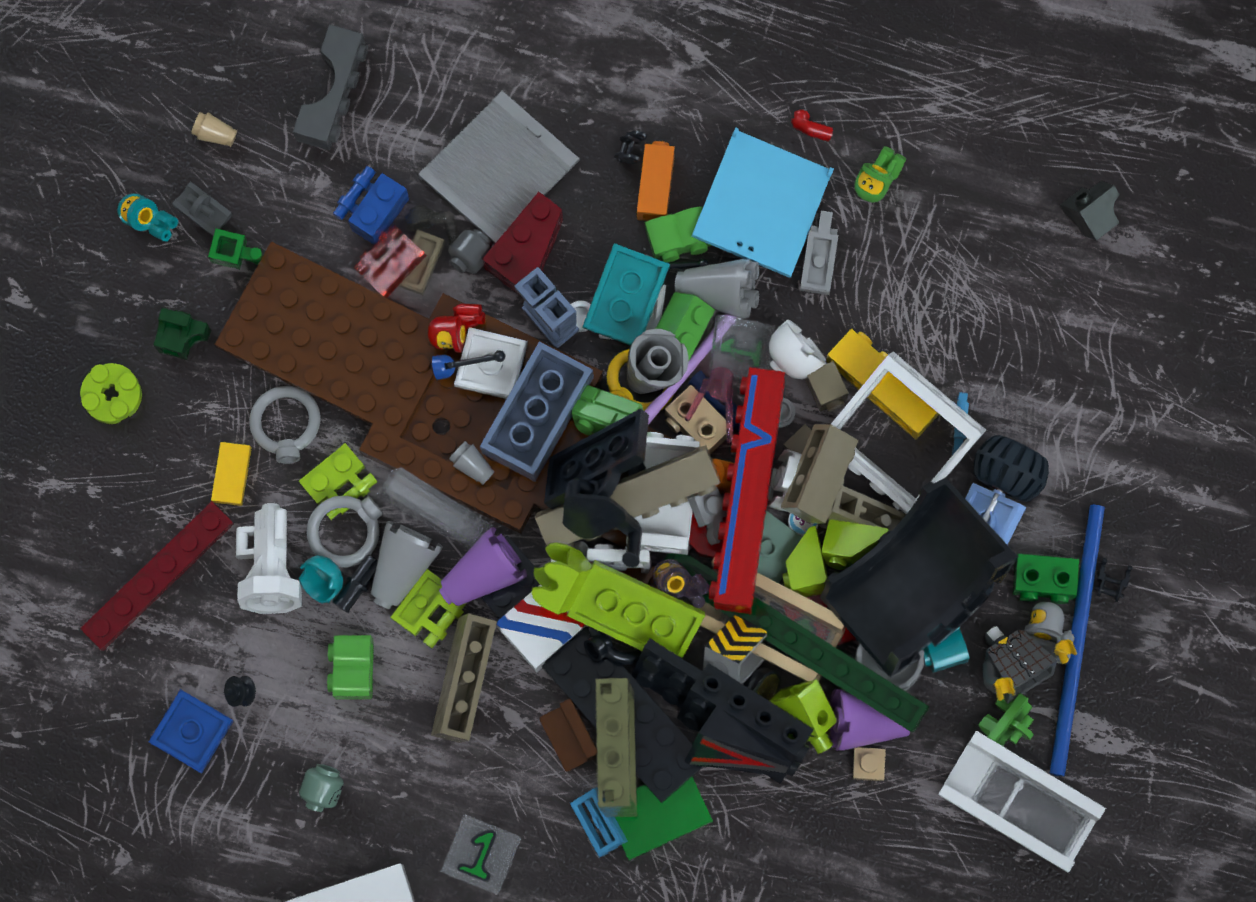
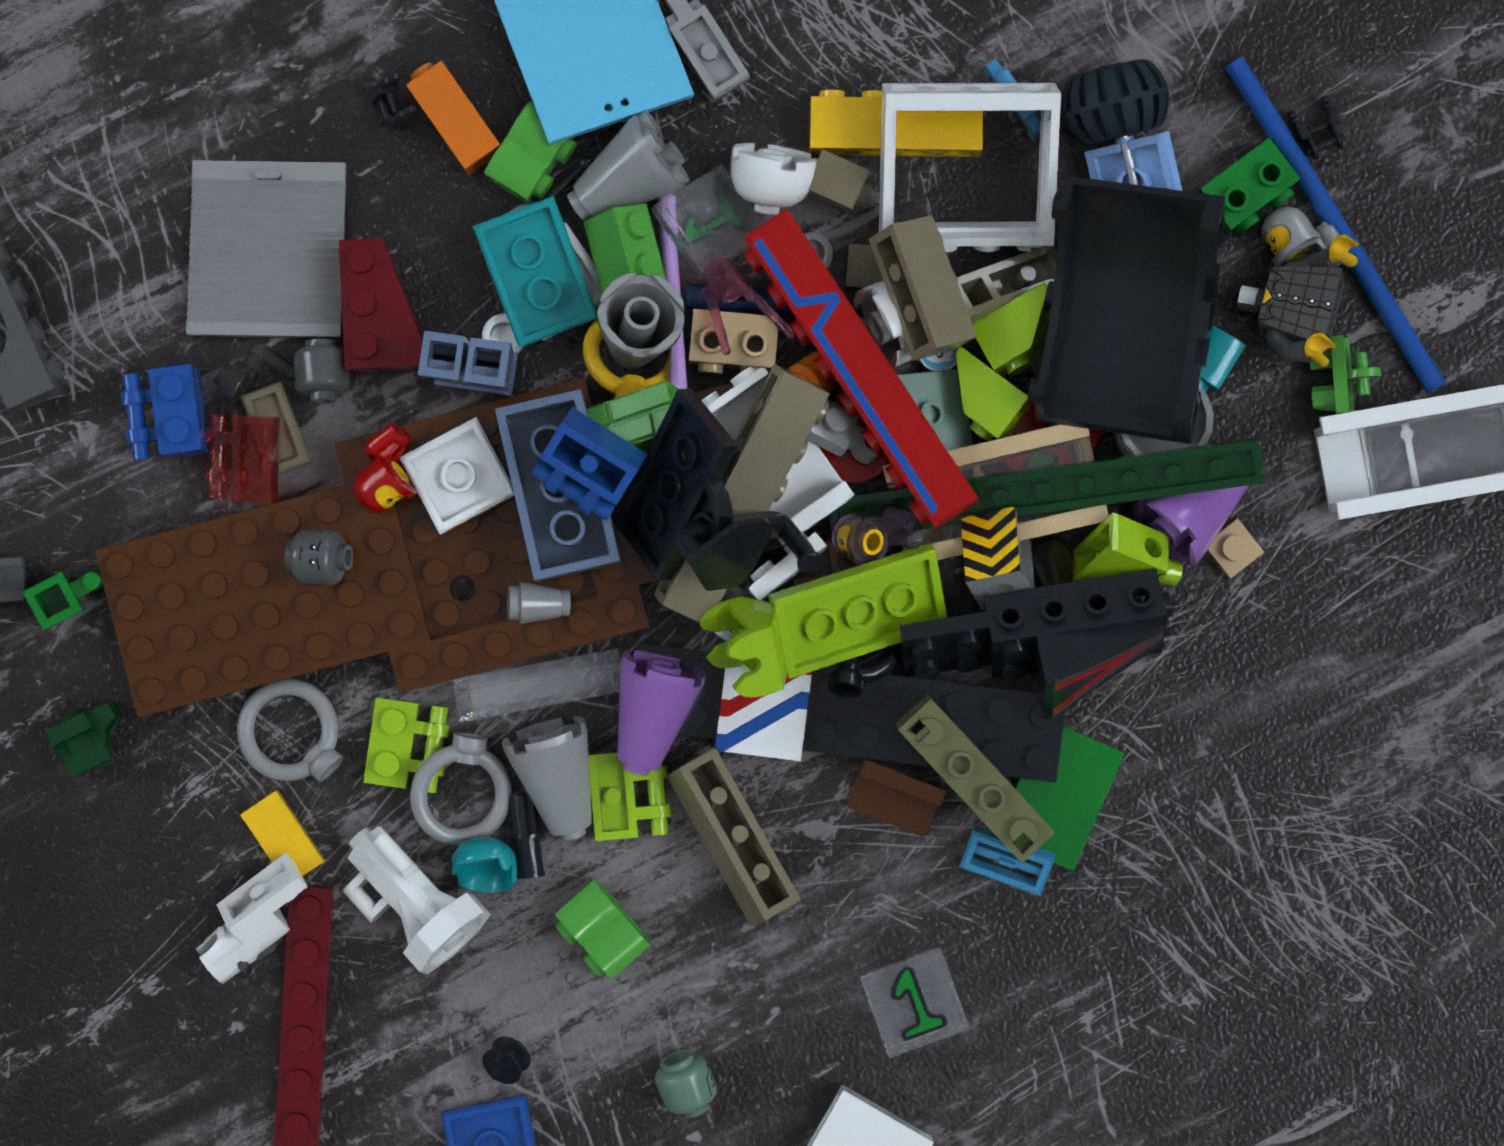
camera: 45 degrees left, 10 degrees up
(119, 407) = (48, 857): lime plate -> none
(176, 500) = (252, 920): none -> white plate
(380, 341) = (318, 557): none -> dark grey head
(445, 366) = (412, 522): hinge -> none
(565, 405) = (593, 459): none -> blue brick

